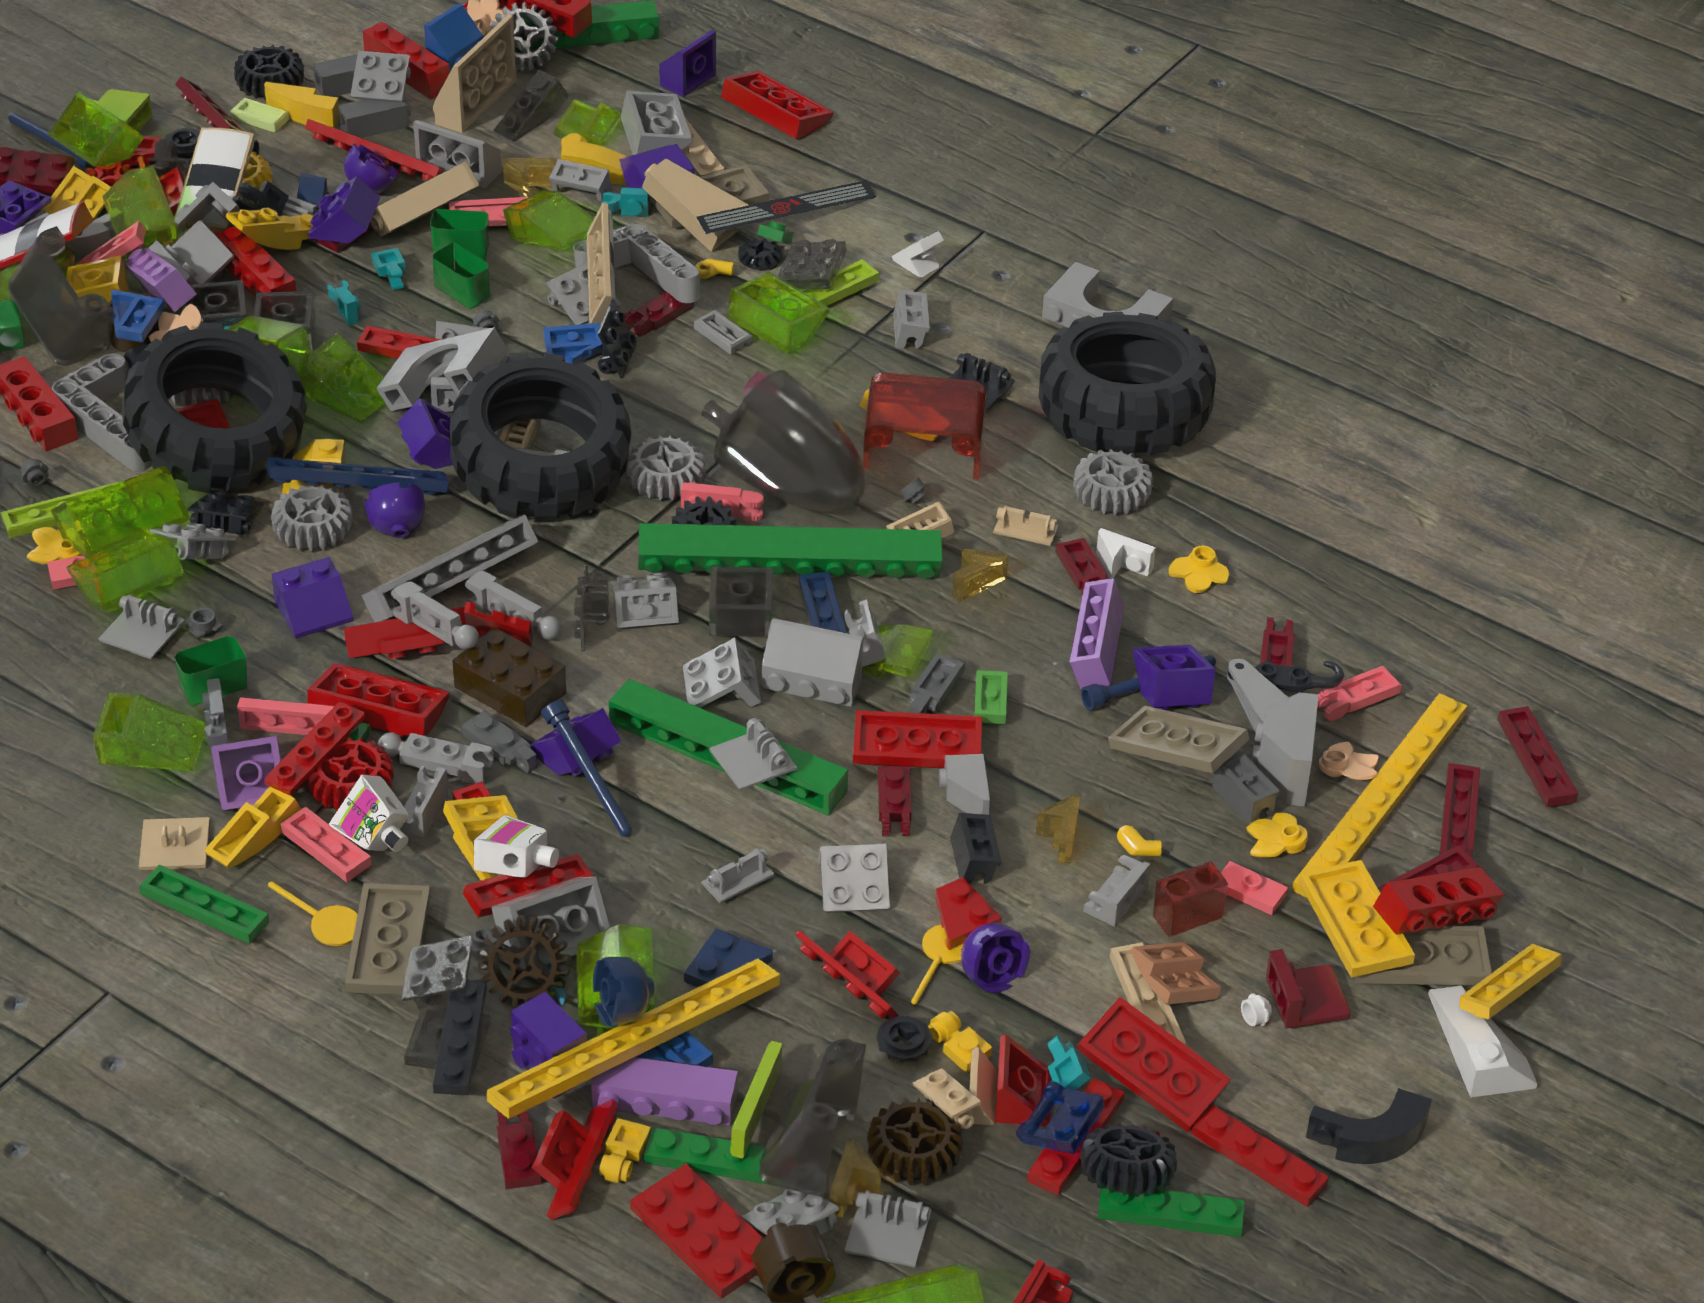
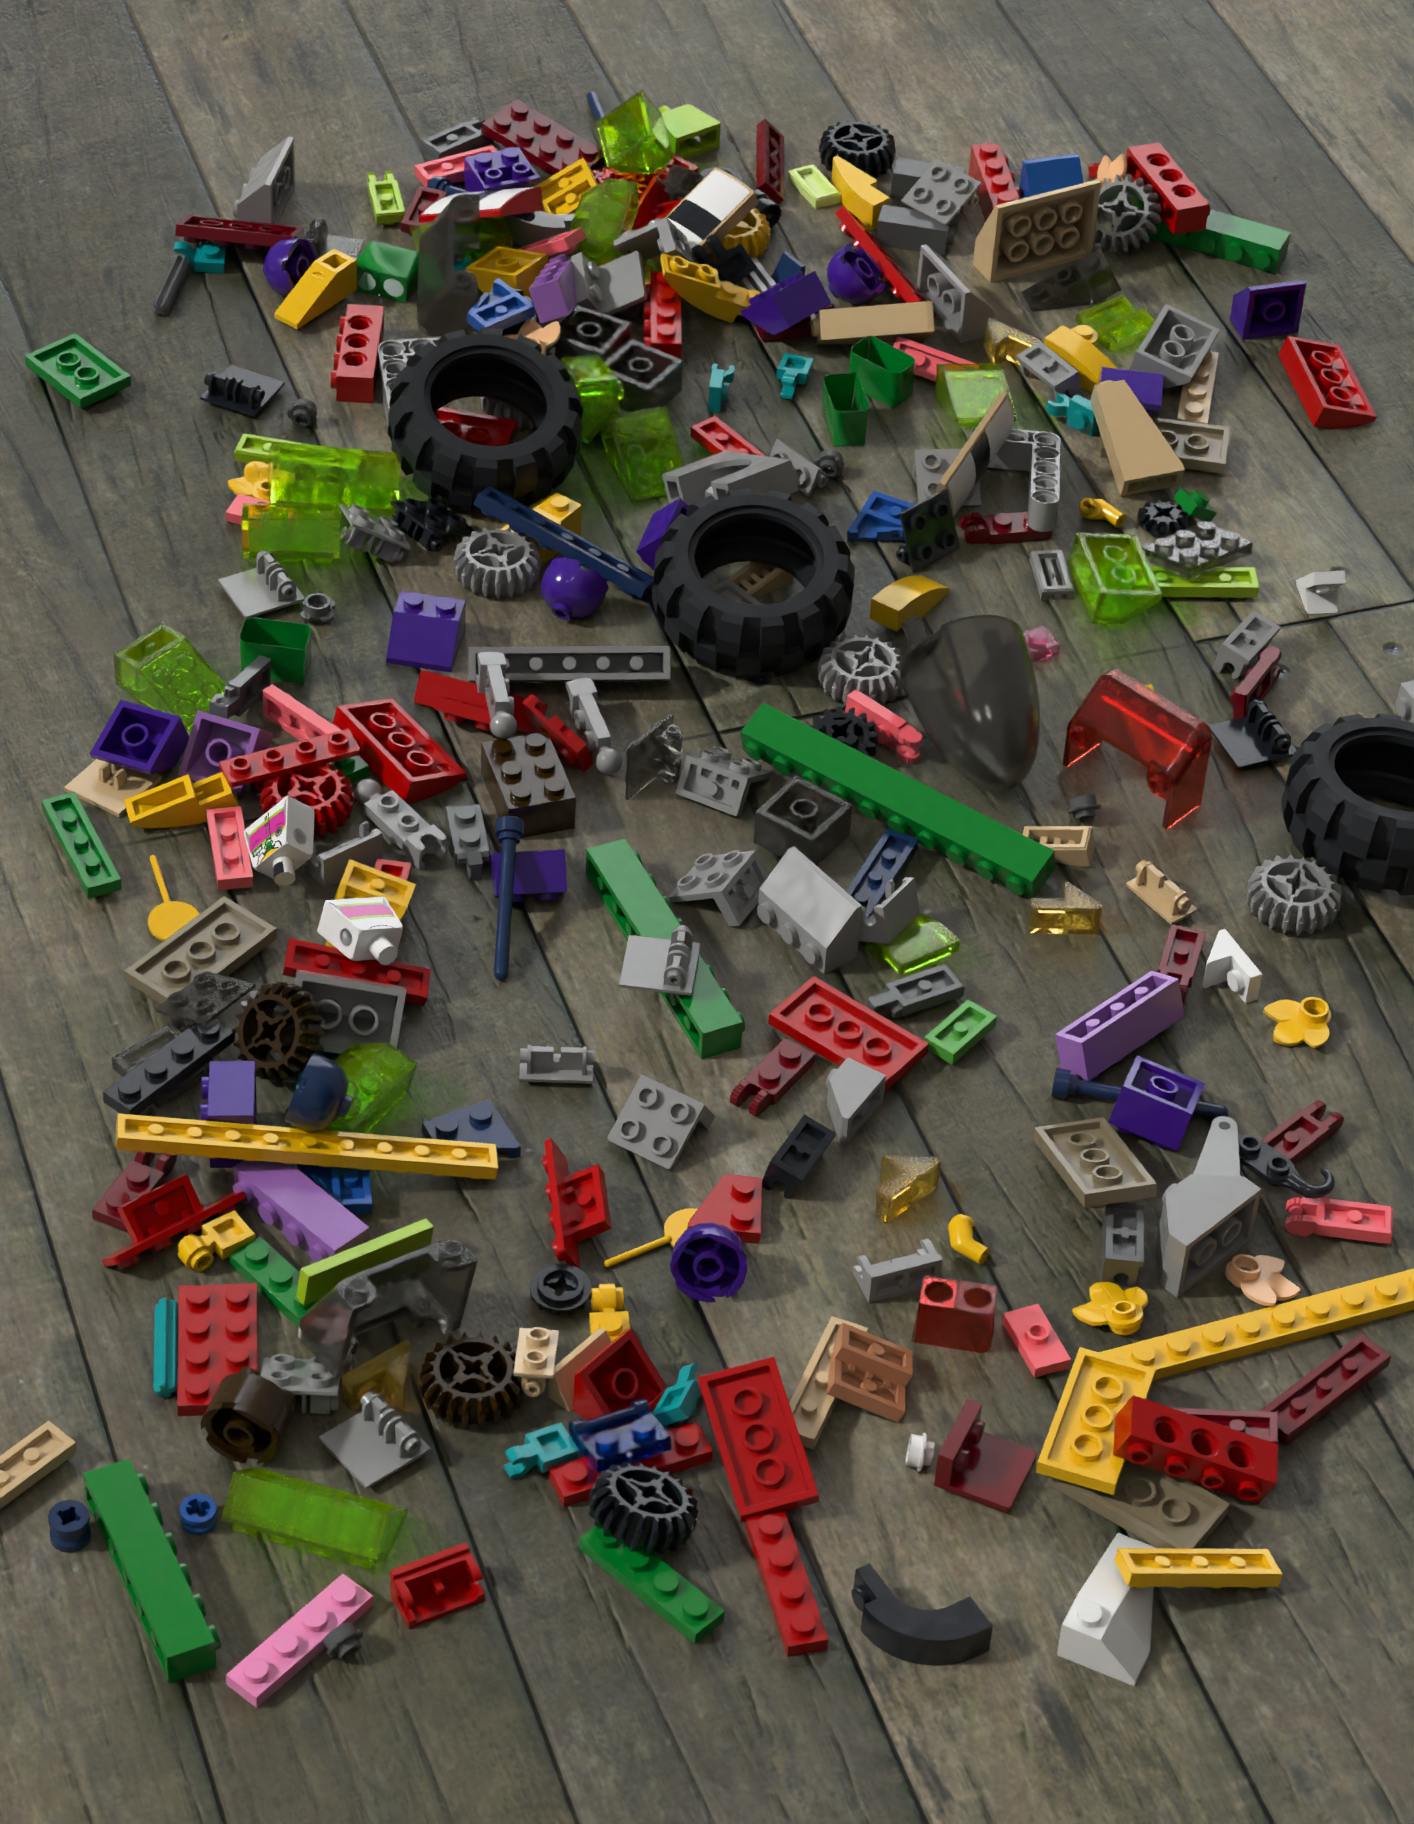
camera: 35 degrees right, 0 degrees up
(176, 794) = (141, 739): none -> dark purple slope
(645, 401) = (906, 598): none -> yellow slope
(666, 1252) = (165, 1347): none -> teal axle
(785, 207) = (1225, 483): black sticker -> none
(941, 342) = (1256, 682): none -> dark red hinge
(1012, 1159) = (541, 1448): none -> teal plate

